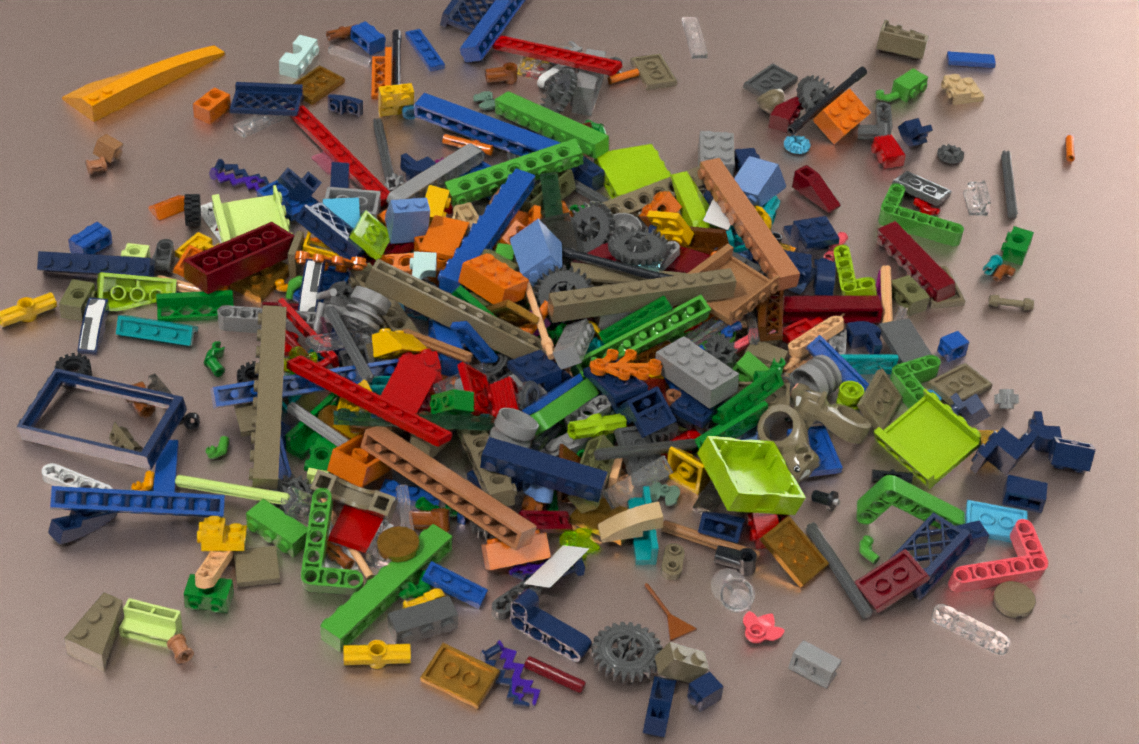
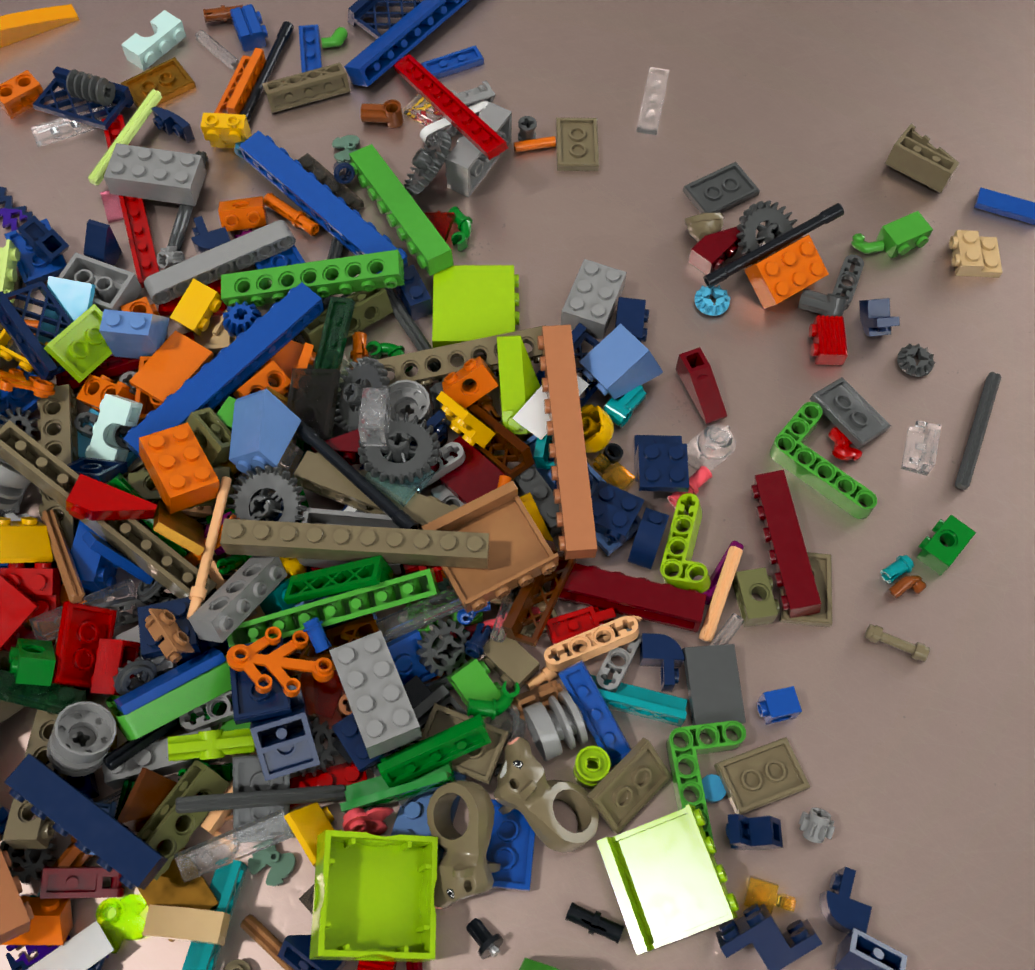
camera: 20 degrees right, 20 degrees up
(275, 89) = (90, 88): none -> dark grey piece
(316, 117) = (126, 134): none -> yellowish green axle
(357, 133) = (155, 174): none -> light grey brick
(434, 147) = (243, 213): none -> orange brick
(435, 67) = (306, 87): none -> dark tan fence
(439, 35) = (336, 39): none -> bright green arm
(466, 297) = (103, 502): none -> red slope
(473, 205) = (240, 318): none -> blue gear
(495, 111) = (346, 175): none -> dark blue cone
(540, 34) = (454, 62): none -> blue tile
(550, 365) = (162, 624): none -> medium nougat hinge
(617, 226) = (374, 417): none -> clear brick
(642, 350) = (316, 634): none -> blue pin
(741, 345) = (476, 644): none -> dark blue pin
(841, 220) = (711, 446): none -> clear piece

